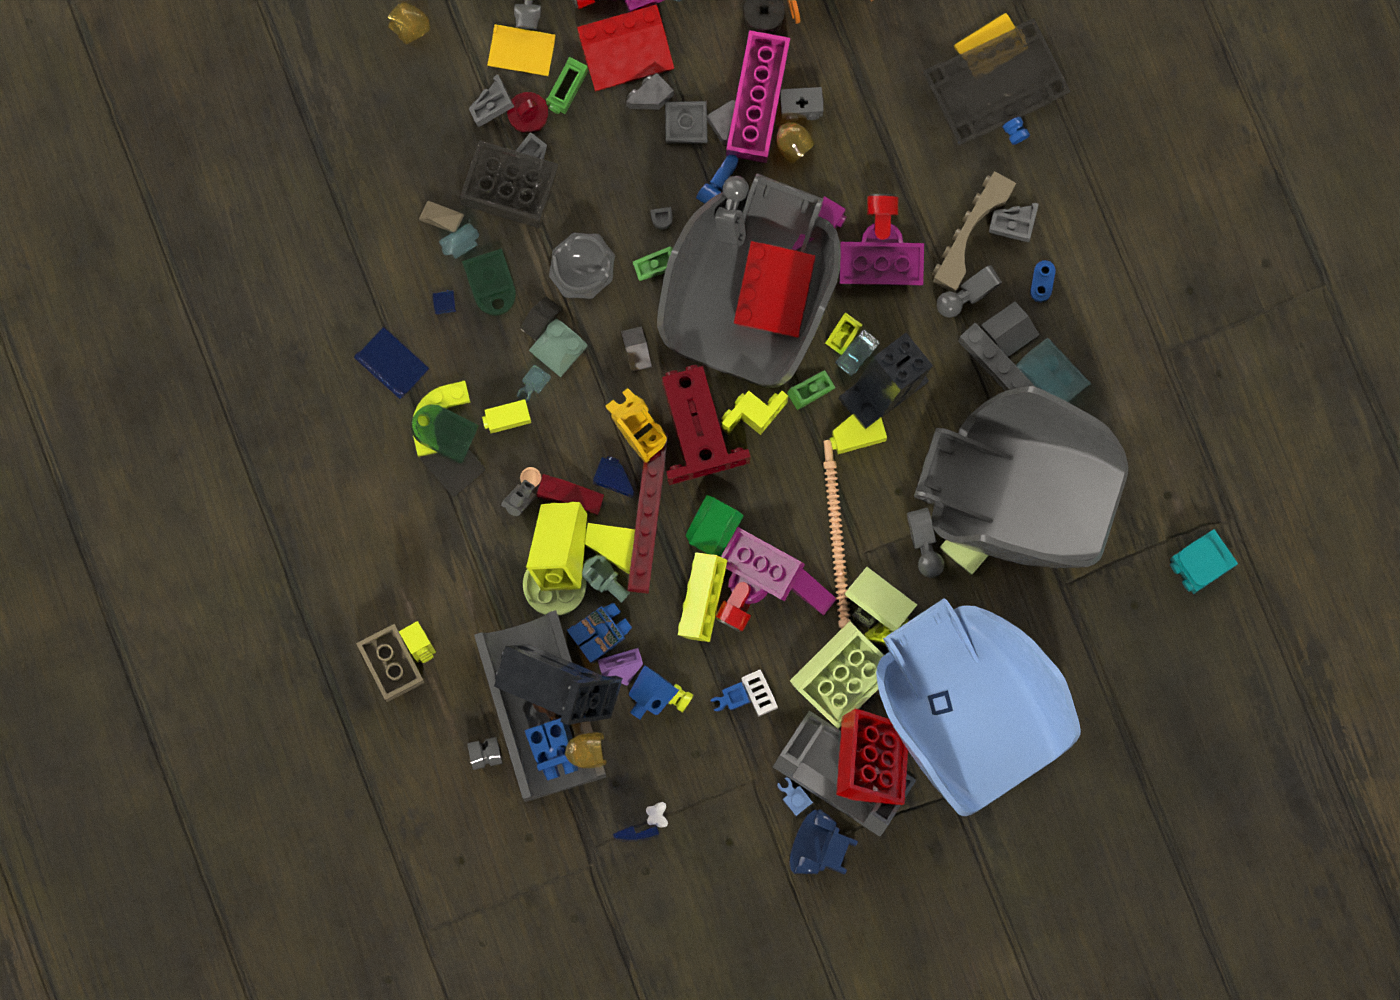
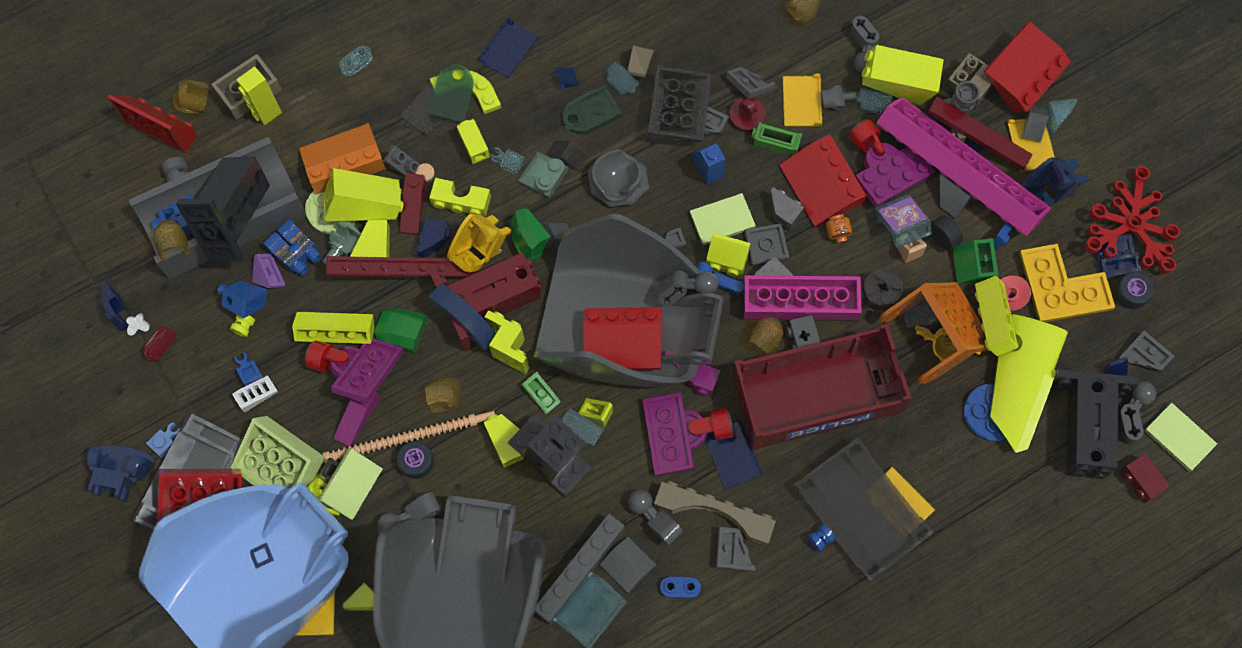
camera: 85 degrees right, 10 degrees down
(374, 537) = (357, 61): none -> clear light blue plate
(391, 730) = (190, 96): none -> clear yellow piece
(416, 770) = (154, 121): none -> red slope
(496, 566) = (347, 151): none -> orange slope
(566, 458) = (474, 202): none -> neon yellow arch
(580, 163) = (709, 162): none -> blue slope
(635, 371) = (528, 234): none -> green slope
(648, 163) = (723, 218): none -> yellowish green tile
(684, 42) = (838, 228): none -> orange head
(685, 791) = (158, 343): none -> dark red piece
(696, 164) = (728, 255): none -> neon yellow slope
(722, 449) = (464, 314): none -> dark blue slope
(798, 490) = (443, 394): none -> clear yellow piece
(864, 529) = (418, 466): none -> black wheel
(865, 97) = (819, 387): none -> dark red piece
(917, 202) = (733, 457): none -> clear blue piece
(1004, 600) = (361, 600): none -> neon yellow slope

